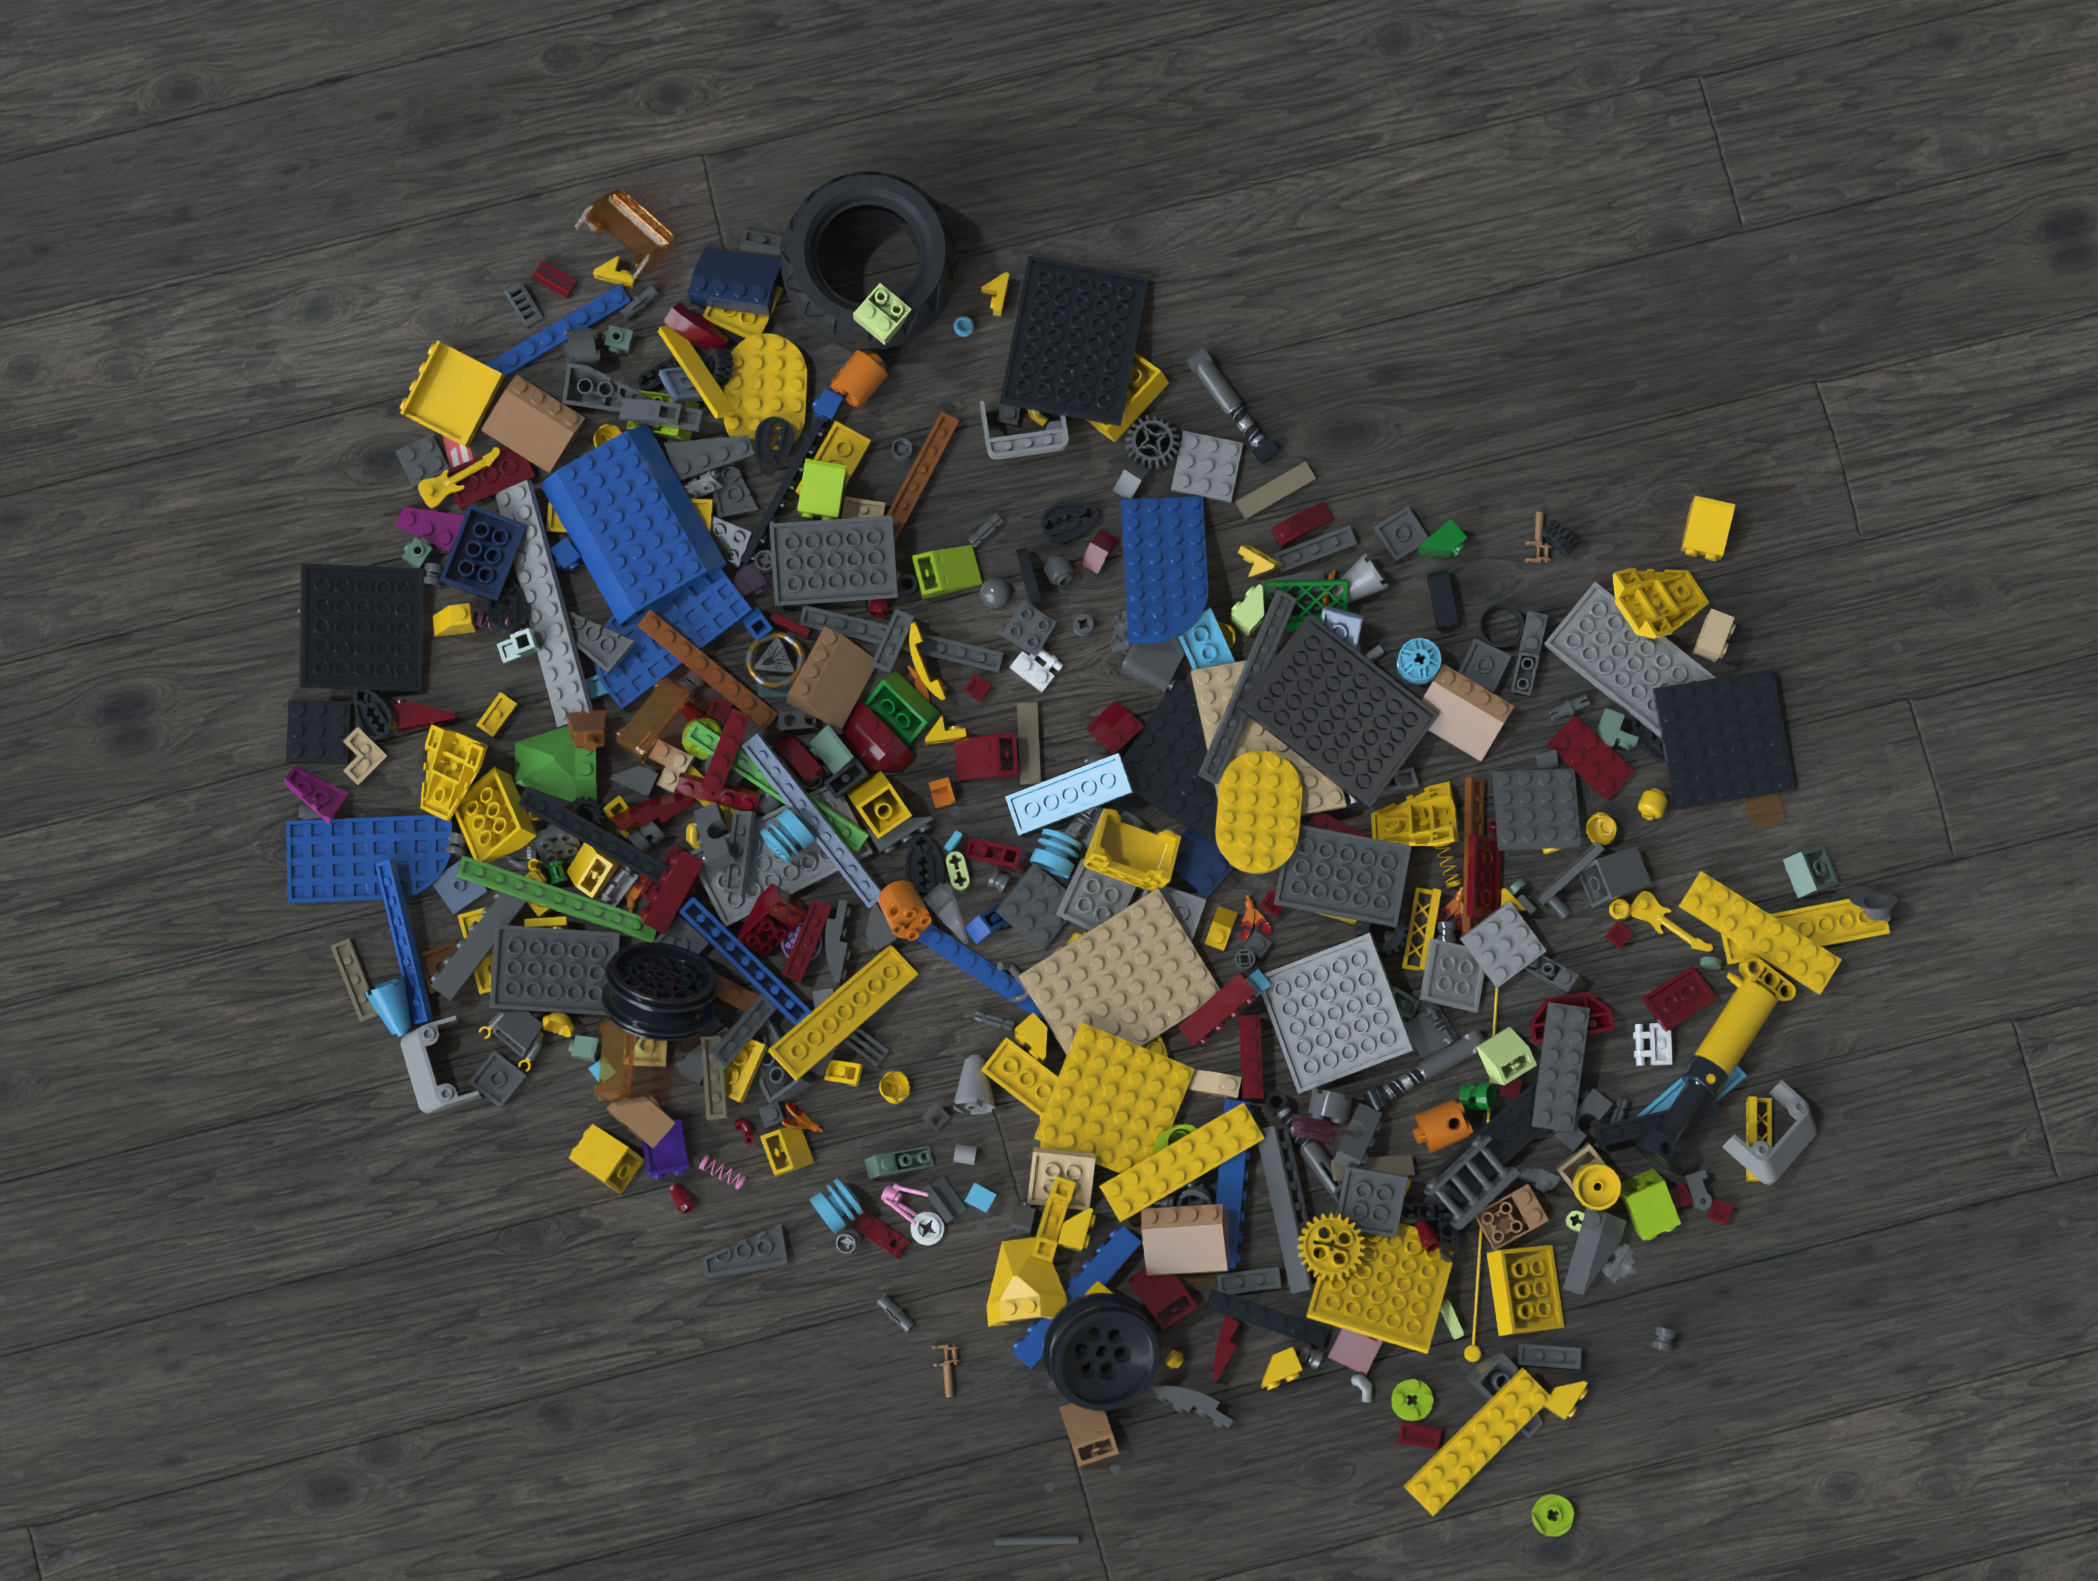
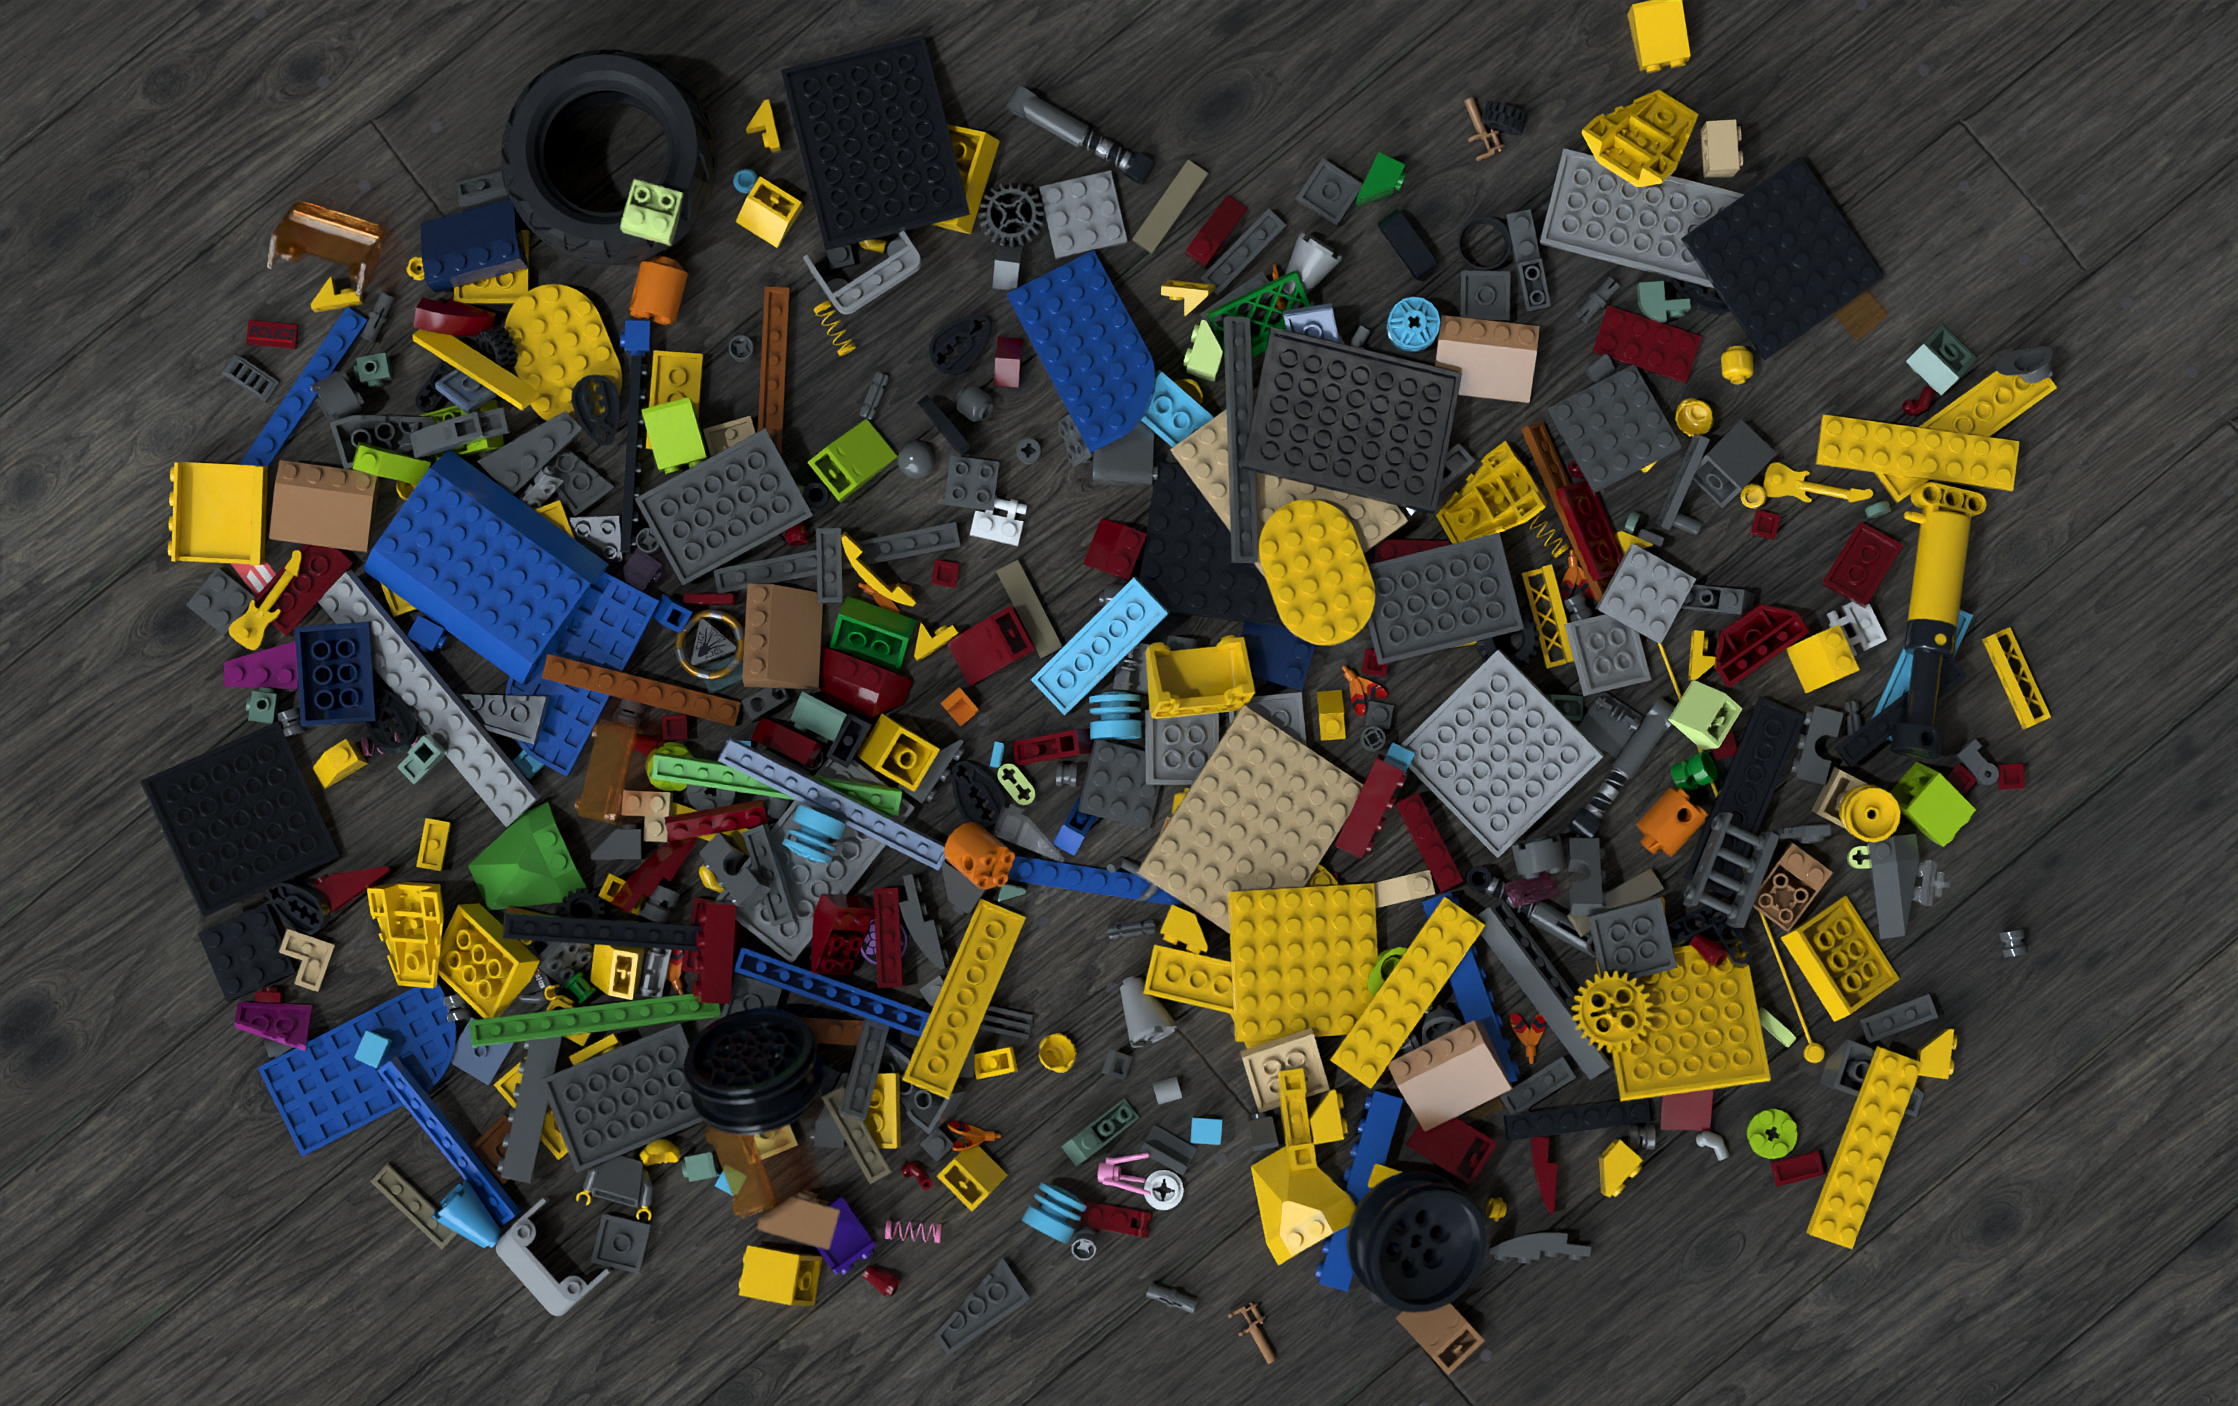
camera: 20 degrees left, 5 degrees up
(320, 771) = (270, 994): none -> dark red plate
(379, 846) = (373, 1049): none -> medium azure panel
(587, 729) = (541, 816): dark orange torso -> none
(597, 414) = (389, 464): none -> lime slope
(682, 279) = (412, 268): none -> yellow plate
(726, 751) = (704, 774): dark red brick -> none
(915, 949) = (1010, 891): none -> sand green slope
(970, 357) = (769, 212): none -> yellow slope
(977, 446) = (842, 351): none -> yellow piece
(1259, 1241) = (1528, 1037): none -> piece
(1520, 1016) = (1698, 663): none -> yellow slope
(1553, 1503) = (1994, 1187): lime plate -> none
(1560, 1067) = (1770, 700): dark grey plate -> none
(1615, 1055) = (1822, 659): none -> yellow slope
(1770, 1162) = (2041, 700): light grey windscreen -> none
(1783, 897) = (1922, 404): none -> dark red arm

